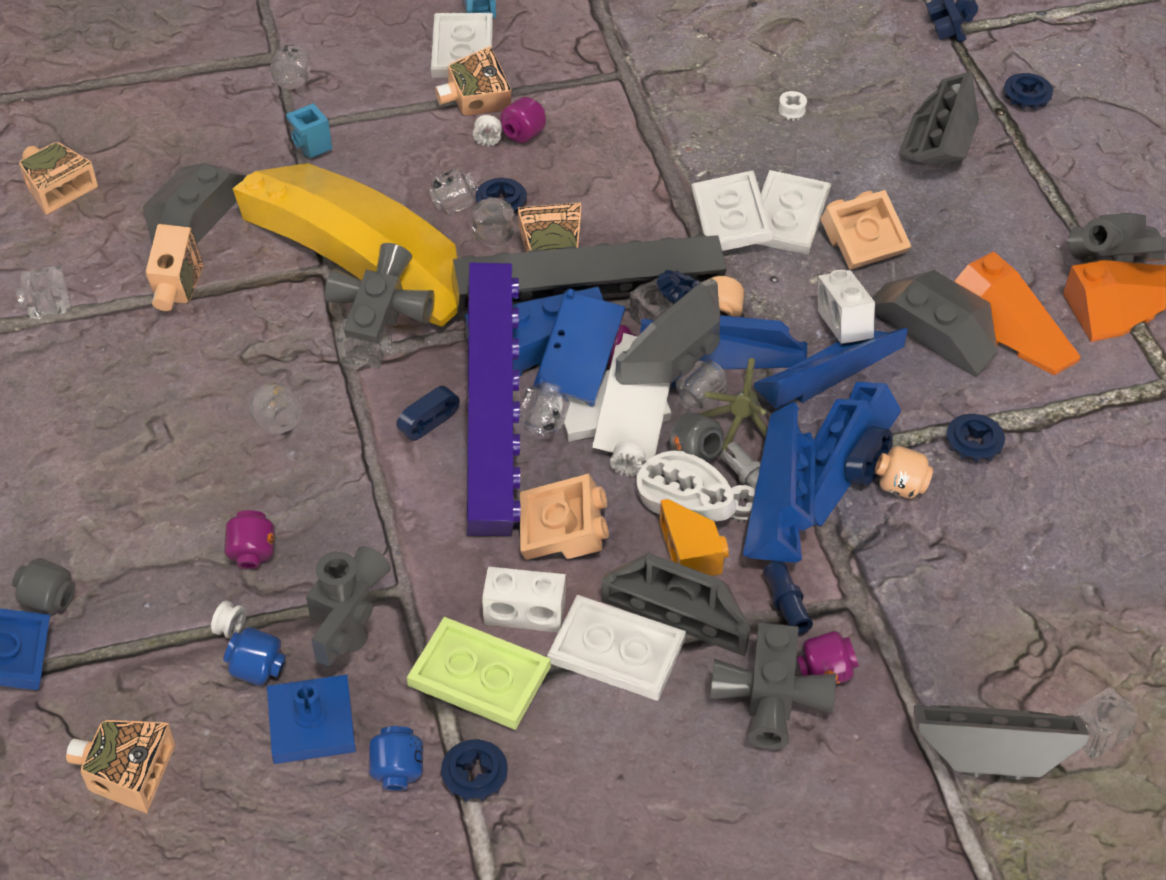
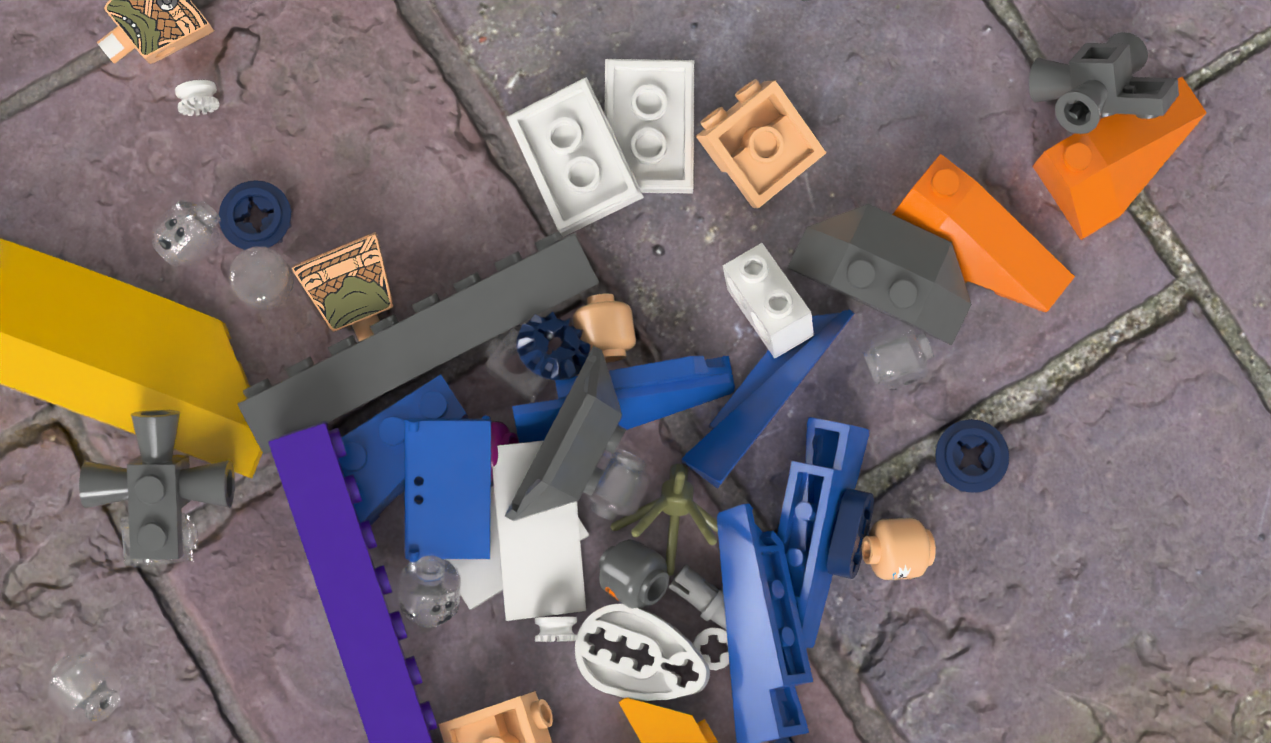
camera: 20 degrees left, 30 degrees up
(428, 413) = (282, 631): dark blue beam -> none
(523, 119) = (241, 65): magenta head -> none
(933, 364) = (898, 356): none -> clear head

